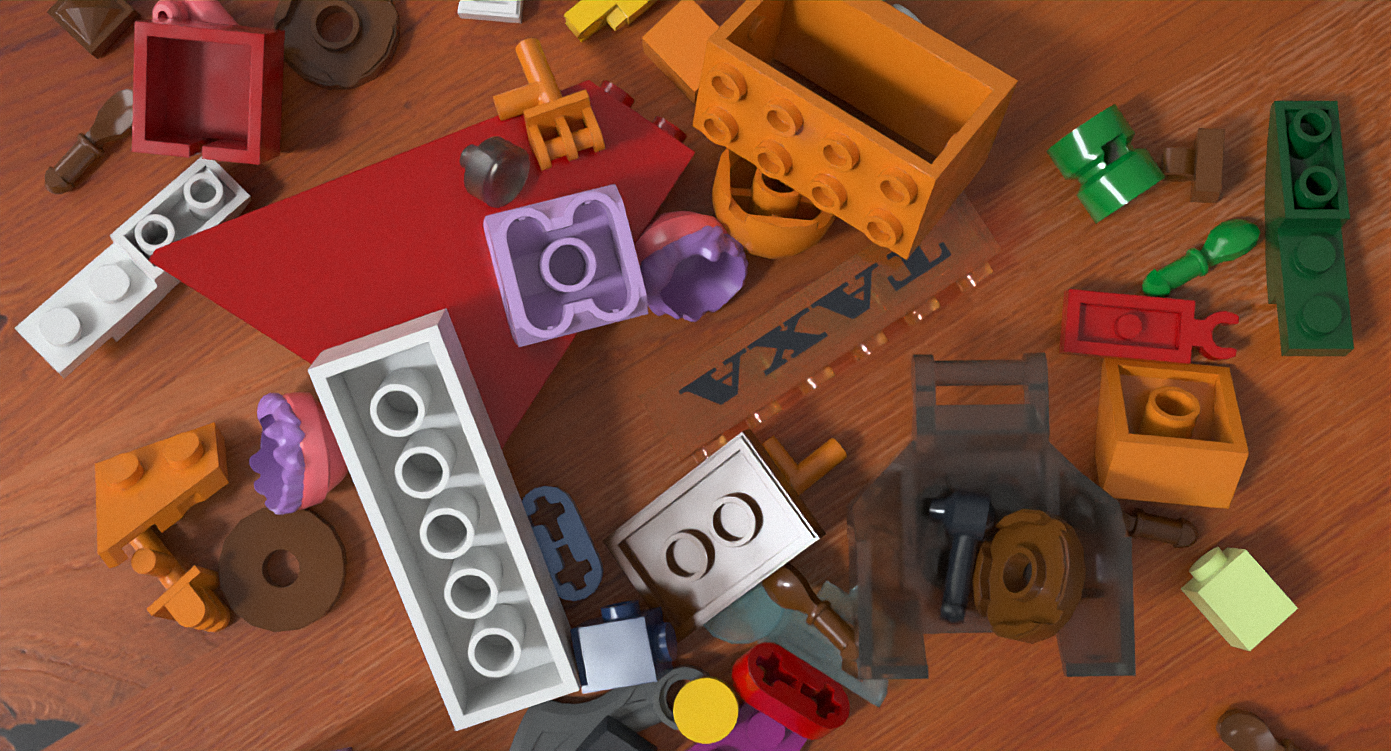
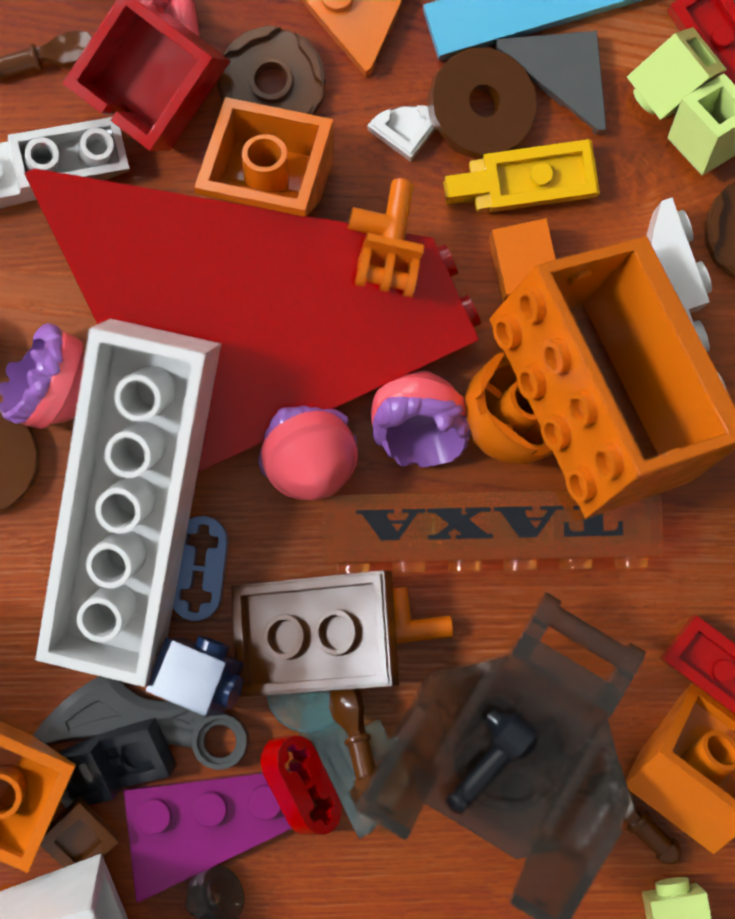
camera: 30 degrees right, 0 degrees up
(379, 100) = (267, 157): none -> orange slope
(495, 170) = (320, 263): clear smoke tile -> none
(566, 265) = (328, 367): lavender piece -> none
(598, 369) = (308, 452): none -> coral hair
(706, 709) = (229, 759): yellow tile -> none
(1055, 580) = (543, 831): reddish brown tile -> none

